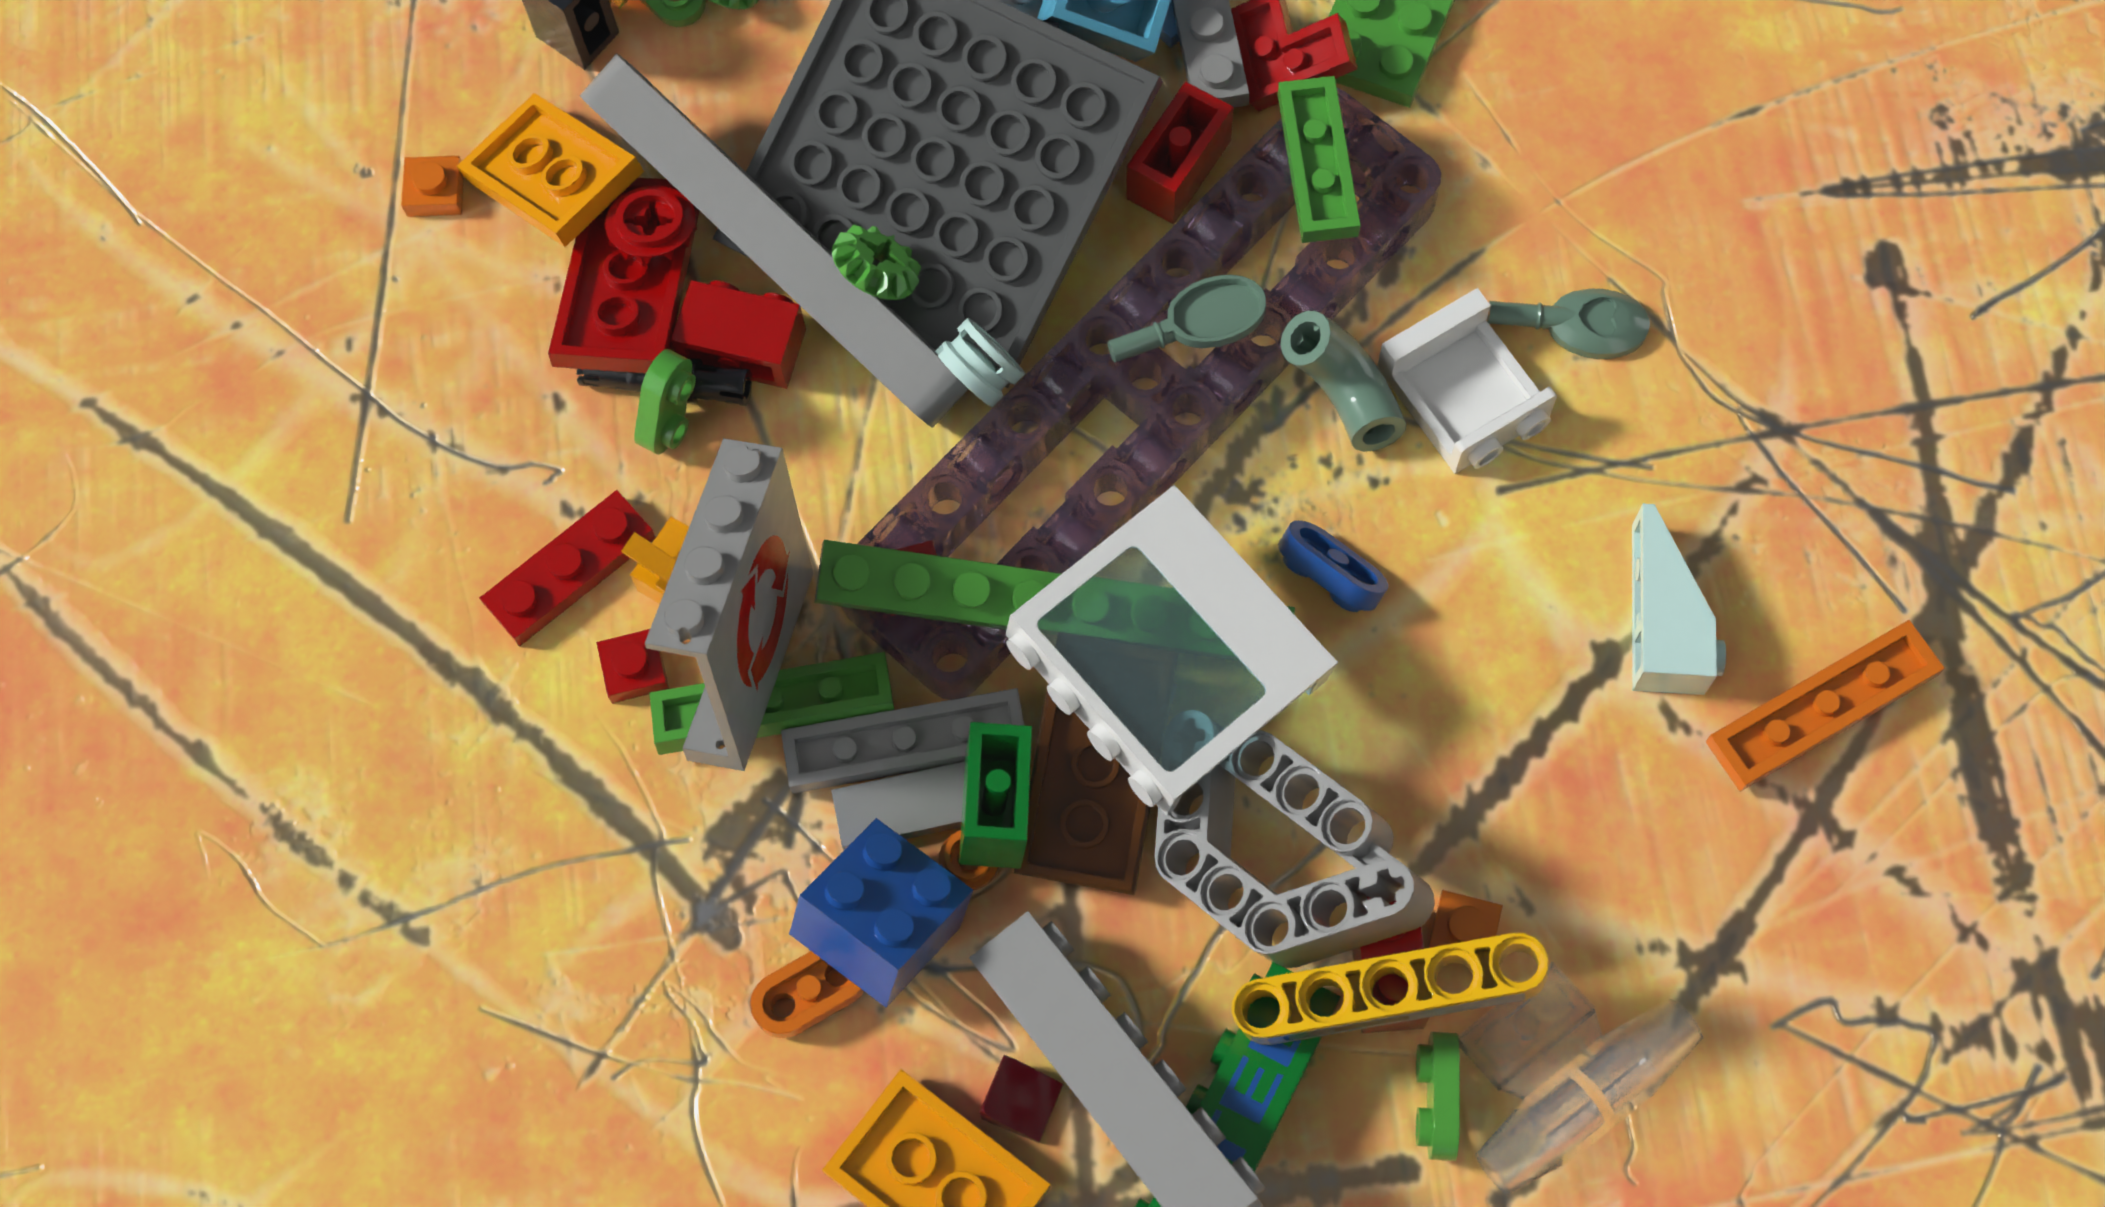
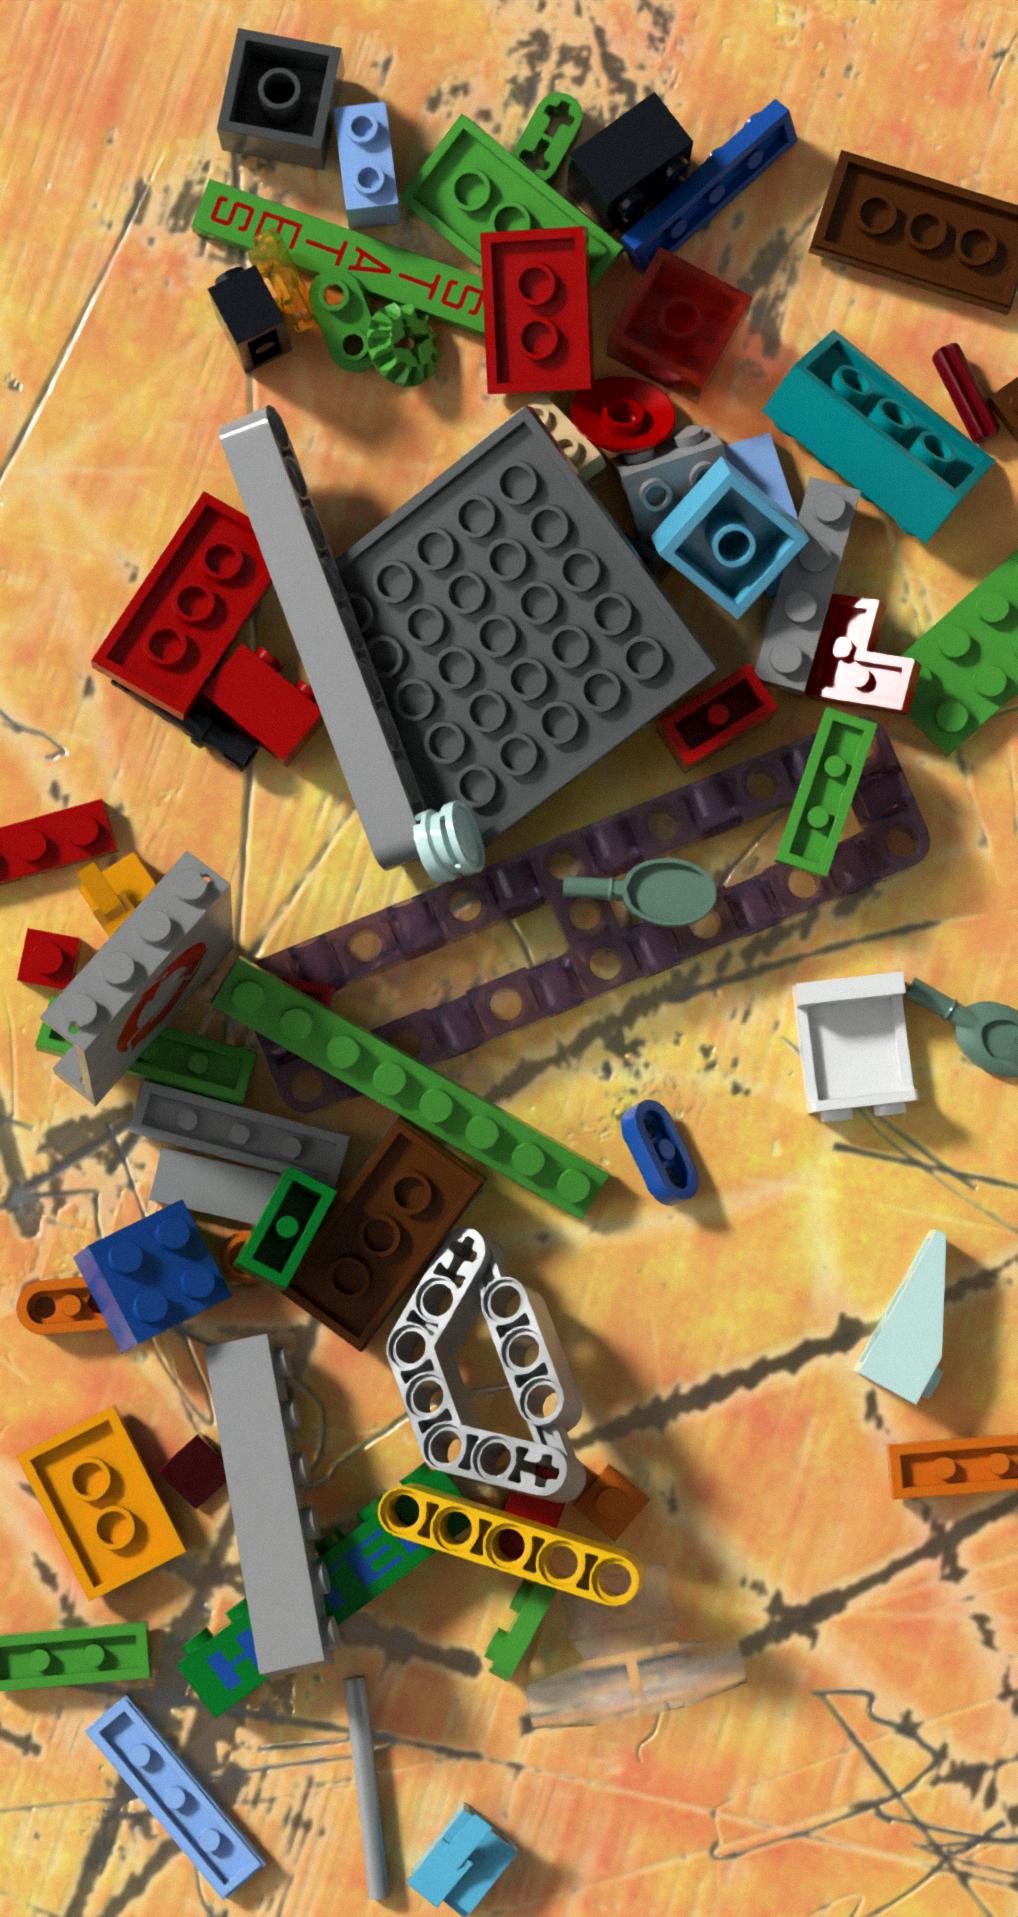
camera: 20 degrees right, 15 degrees up
(432, 186) = (65, 430): orange plate -> none
(550, 169) = (169, 473): light orange plate -> none
(634, 211) = (222, 553): red gear -> none
(663, 402) = (170, 746): bright green plate -> none
(888, 280) = (385, 699): bright green gear -> none
(1167, 648) = (478, 1179): panel -> none
(1346, 377) = (755, 995): sand green cylinder -> none

